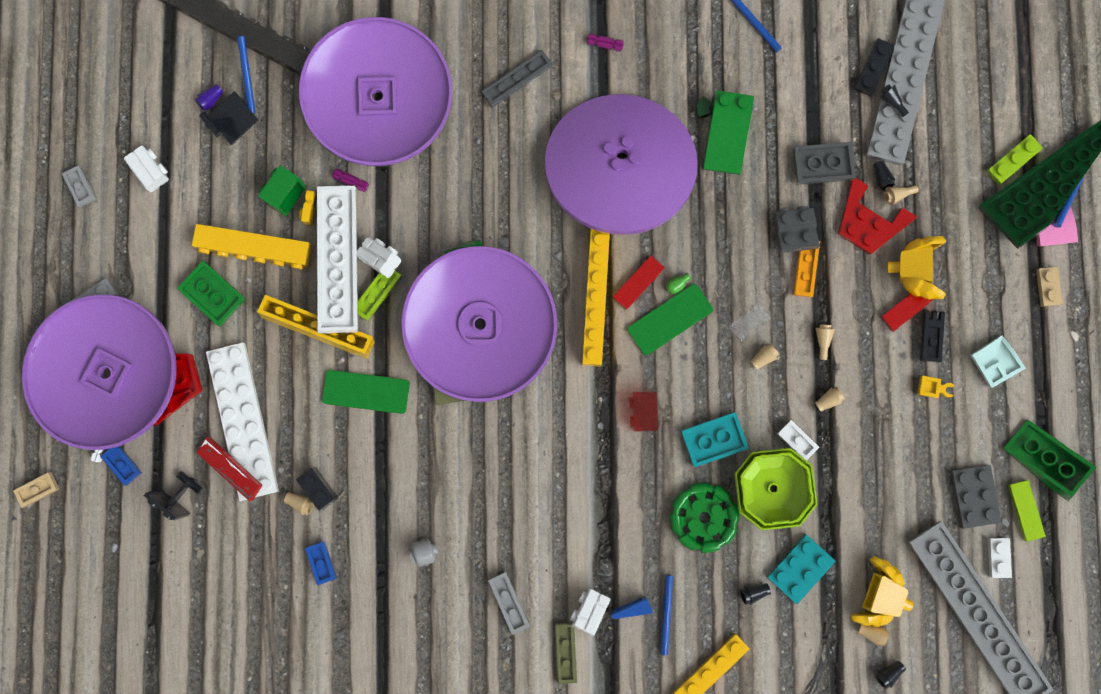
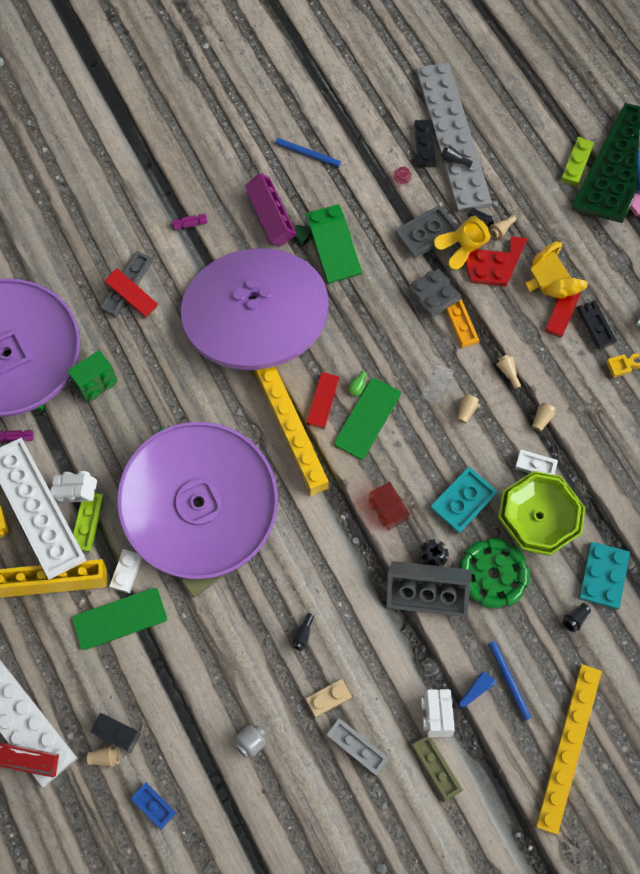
camera: 30 degrees left, 15 degrees down
(389, 353) = (126, 571): none -> white plate
(442, 159) = (93, 376): none -> green piece
(506, 550) = (328, 698): none -> tan plate
(509, 487) = (300, 638): none -> black cone
(515, 91) = (131, 293): none -> red tile
(639, 503) = (429, 588): none -> dark grey slope
(667, 474) = (441, 553): none -> black piece
(686, 68) = (270, 210): none -> magenta brick
(833, 92) = (402, 175): none -> clear pink plate
(861, 191) = (470, 235): none -> yellow piece

